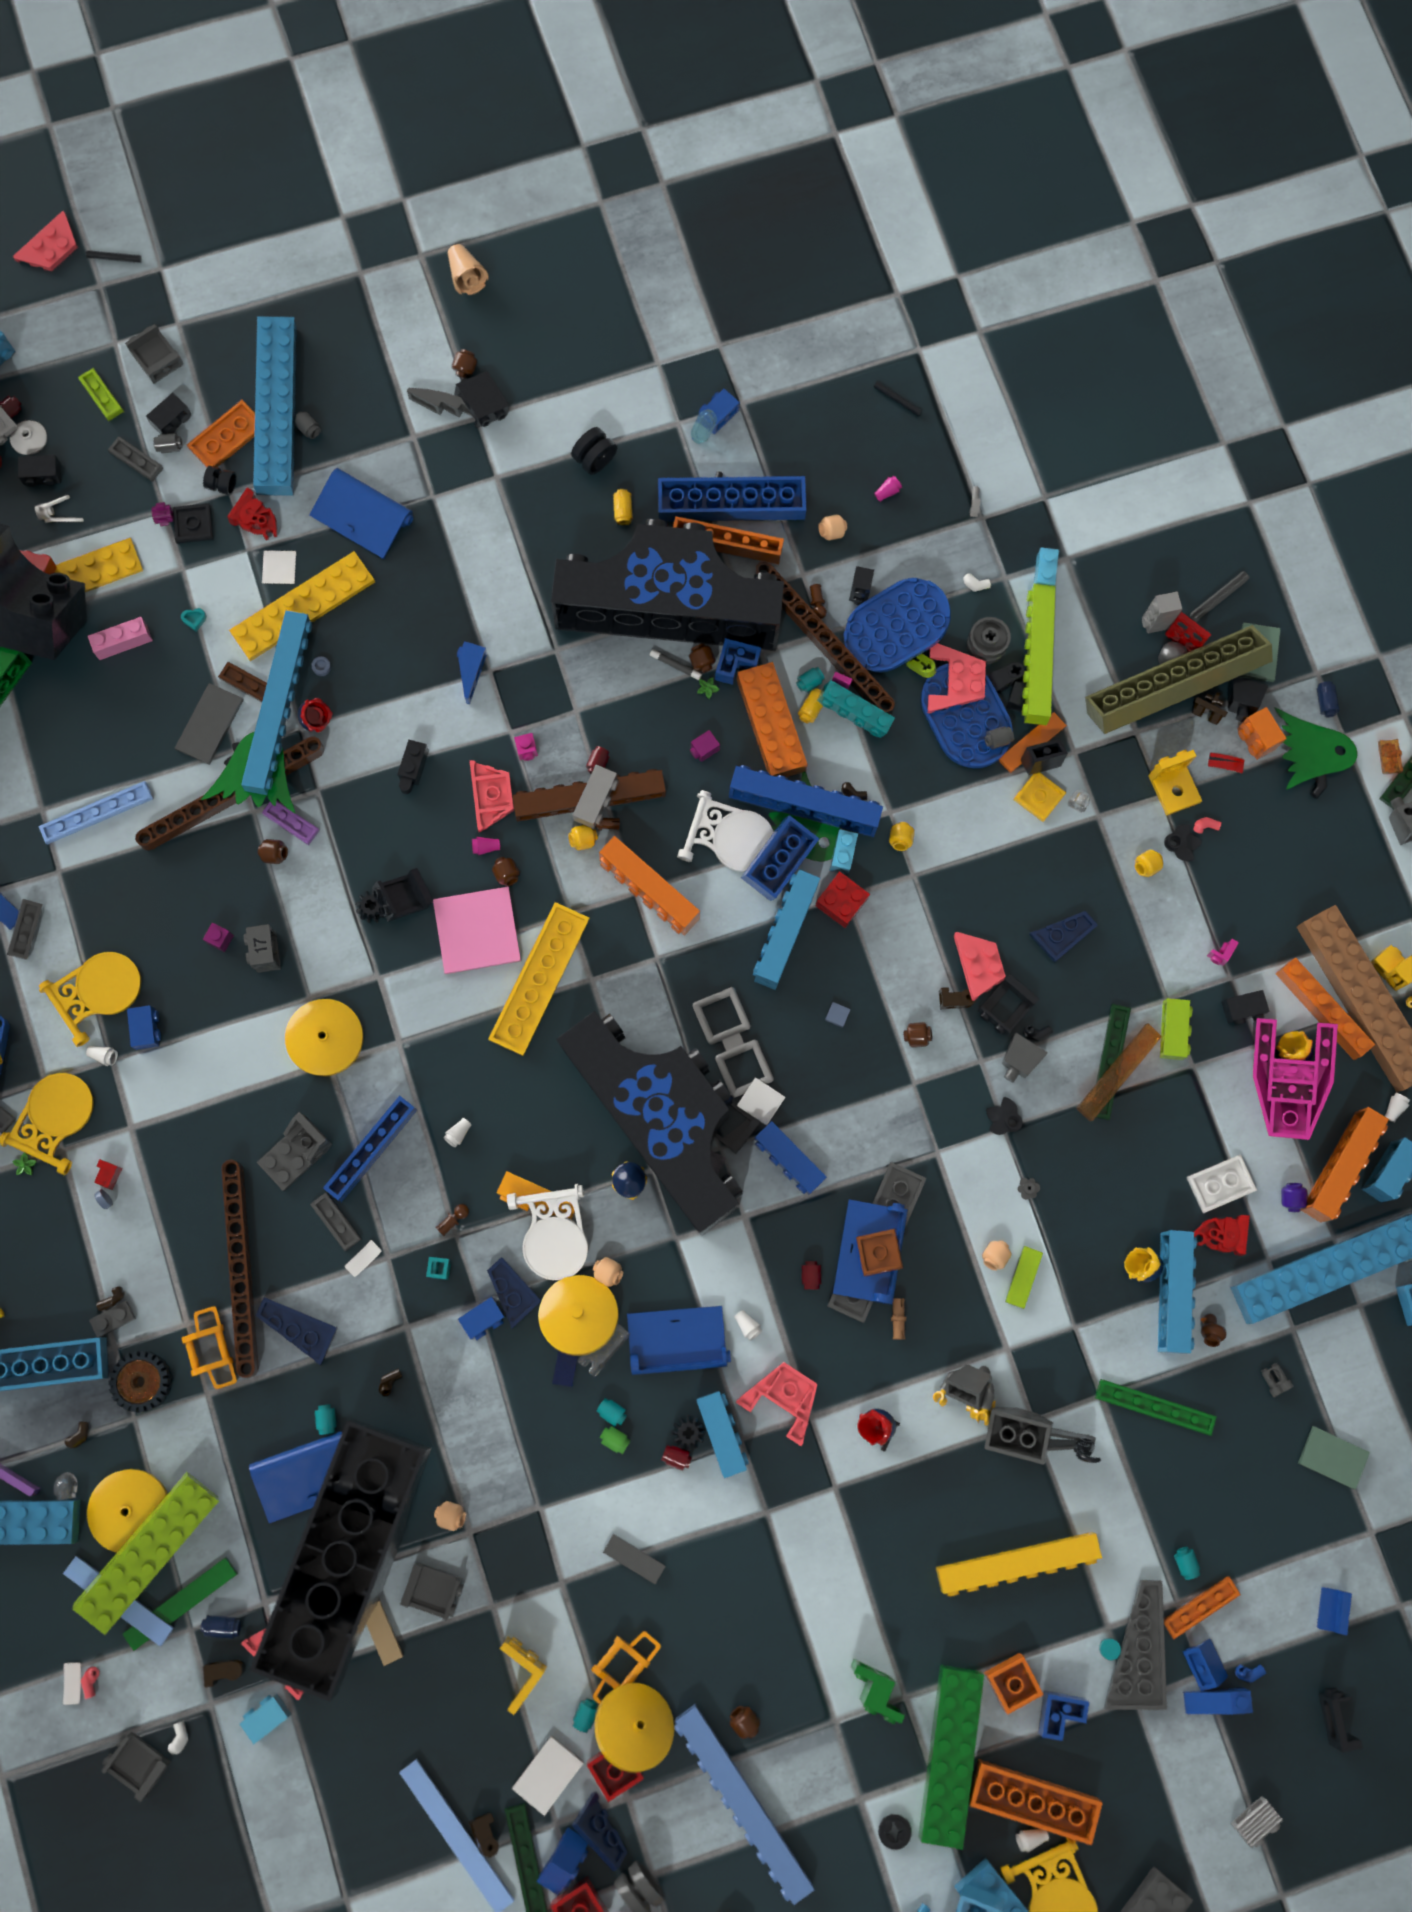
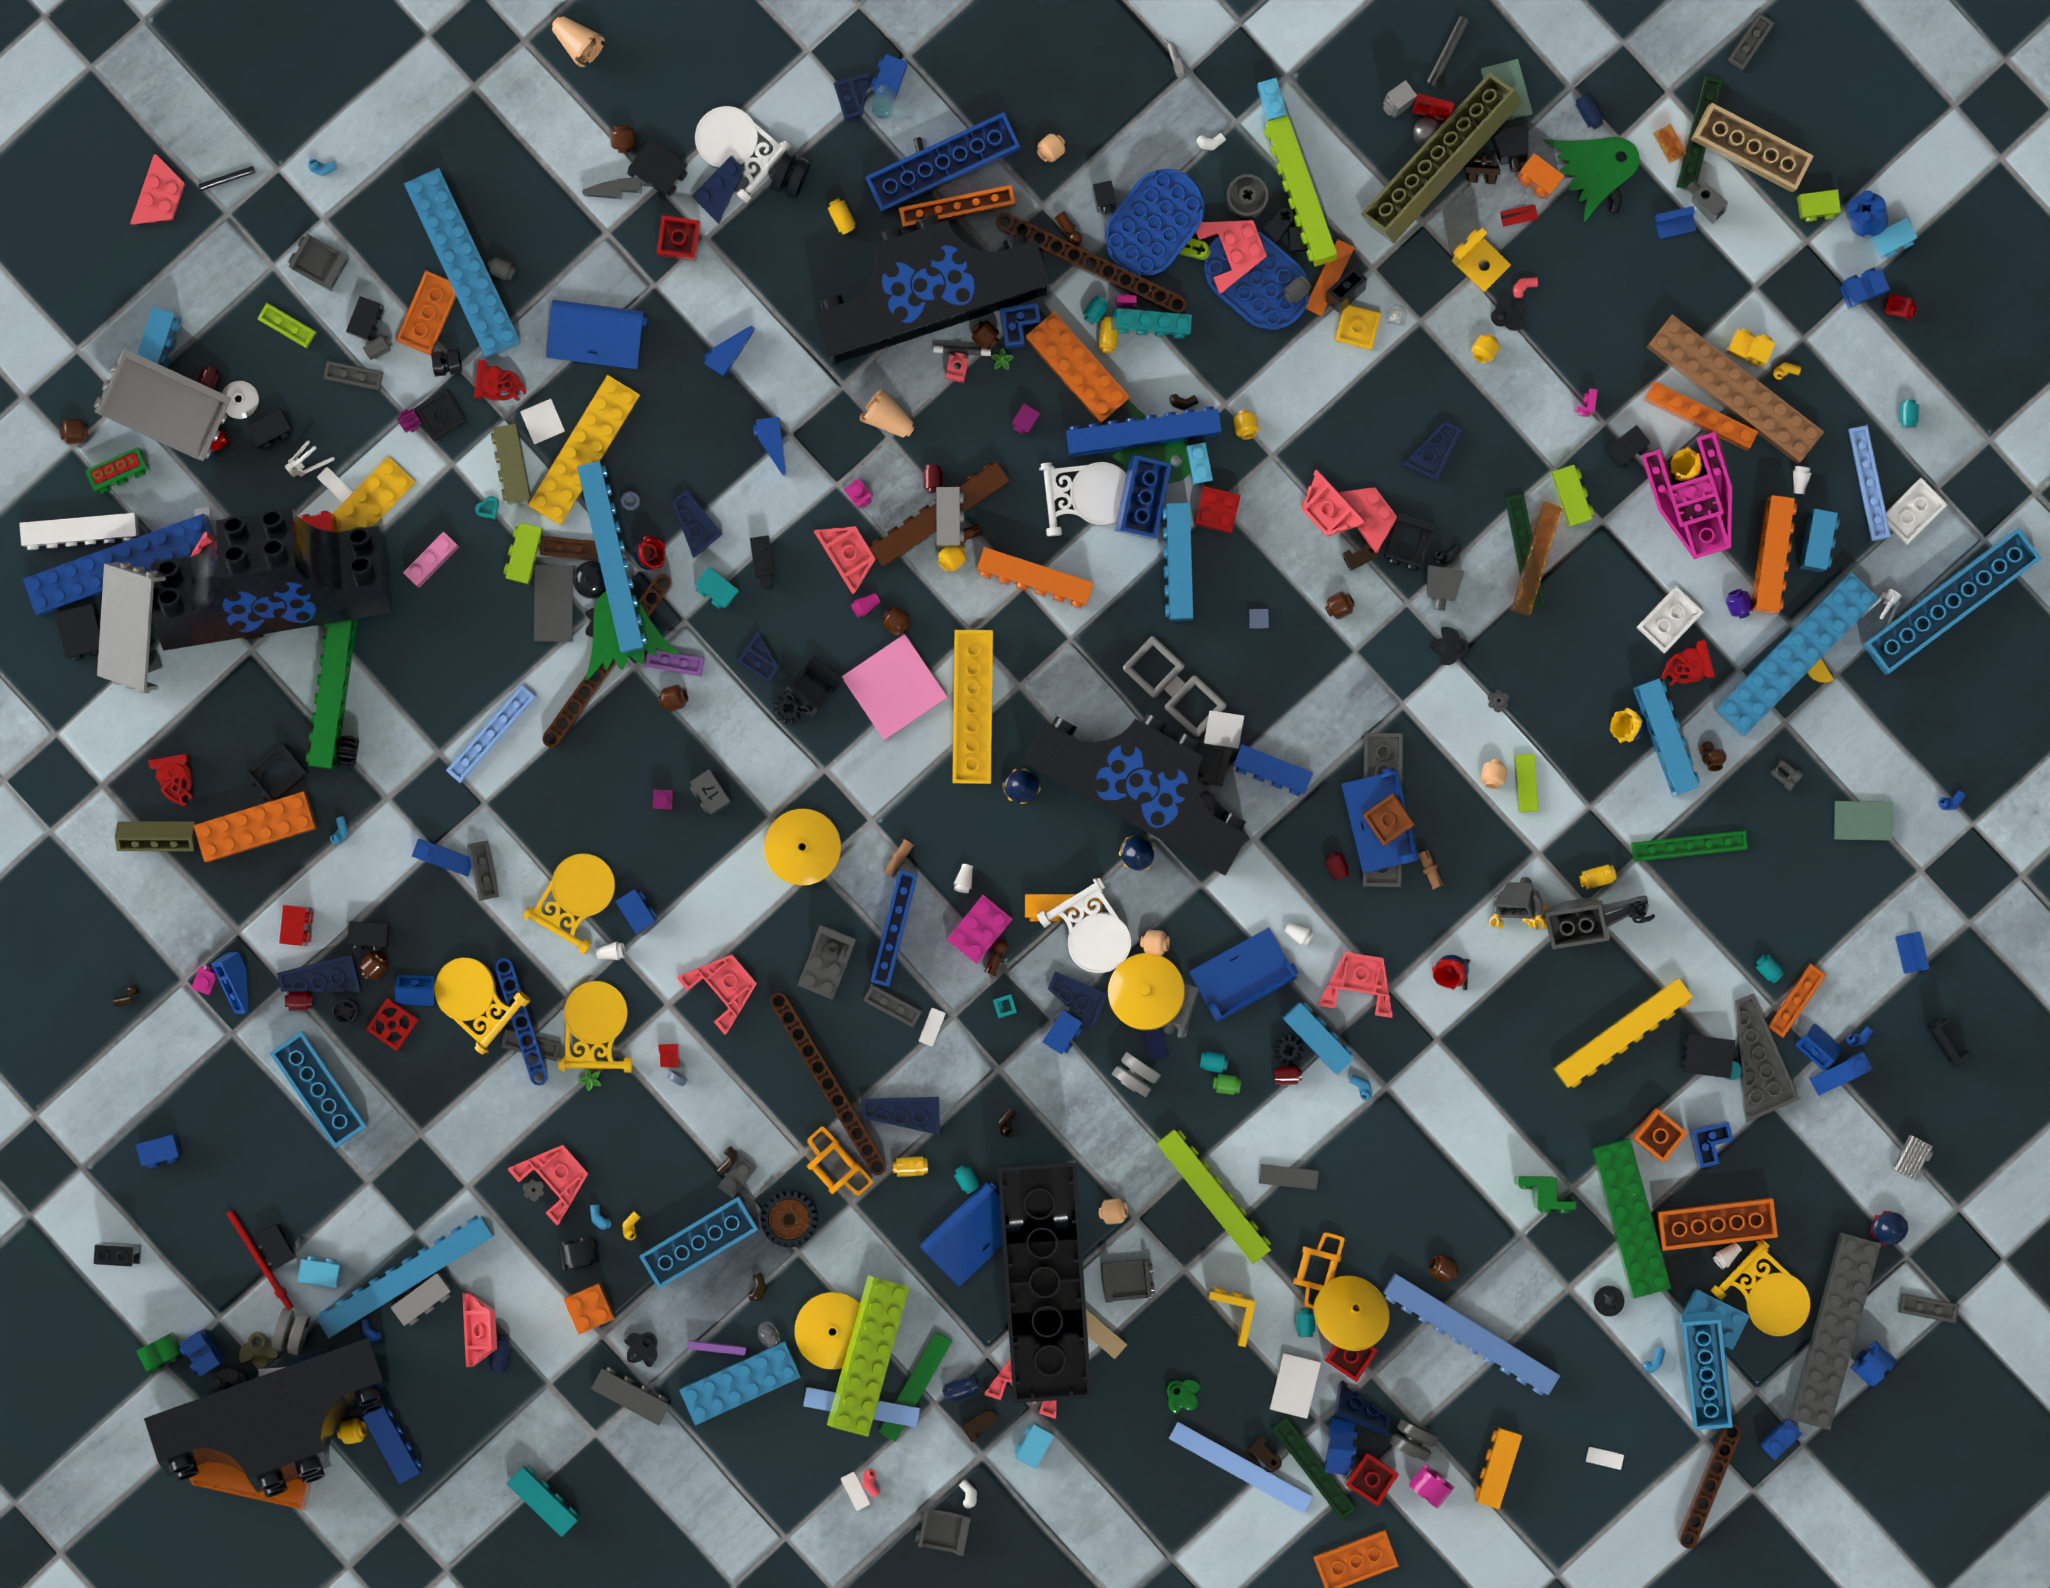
camera: 20 degrees left, 10 degrees up
(71, 541) = (334, 484): none -> white sticker
(195, 1132) = (728, 981): none -> coral wing
(196, 282) = (321, 169): none -> dark azure arm
(204, 668) = (523, 553): none -> lime brick
(232, 588) = (512, 464): none -> olive brick
(247, 715) = (589, 580): none -> black cylinder
(278, 1383) = (910, 1166): none -> yellow head
(359, 773) = (716, 588): none -> teal brick
(366, 851) = (759, 659): none -> dark blue wing
(368, 709) = (695, 523): none -> dark blue wing
(406, 1086) = (898, 858): none -> medium nougat pin
(435, 1736) = (1184, 1397): none -> green plate
(449, 1185) = (979, 929): none -> dark pink brick
(468, 576) = (726, 353): none -> blue slope
(472, 463) = (679, 238): none -> red brick
(526, 439) = (718, 189): none -> dark blue wing
(534, 1389) = (1135, 1075): none -> light grey wheel
(550, 1070) = (1021, 786): none -> dark blue hair
(553, 1546) = (1213, 1196): none -> lime brick
(556, 404) = (732, 132): none -> white piece
(582, 689) = (887, 415): none -> light nougat cone
(664, 682) = (953, 374): none -> coral brick
(679, 413) = (852, 95): none -> dark blue wing
(745, 1503) = (1364, 1087): none -> dark azure arm
(888, 488) = (1086, 84): dark pink cone -> none
(945, 942) = (1329, 508): none -> coral wing
(1055, 1397) = (1597, 877): none -> yellow head
(1094, 1624) = (1708, 1056): none -> black panel
(1206, 1886) = (1889, 1228): none -> dark blue hair
(1345, 1296) = (1820, 672): none -> yellow tile
(1367, 827) = (1675, 222): none -> blue panel

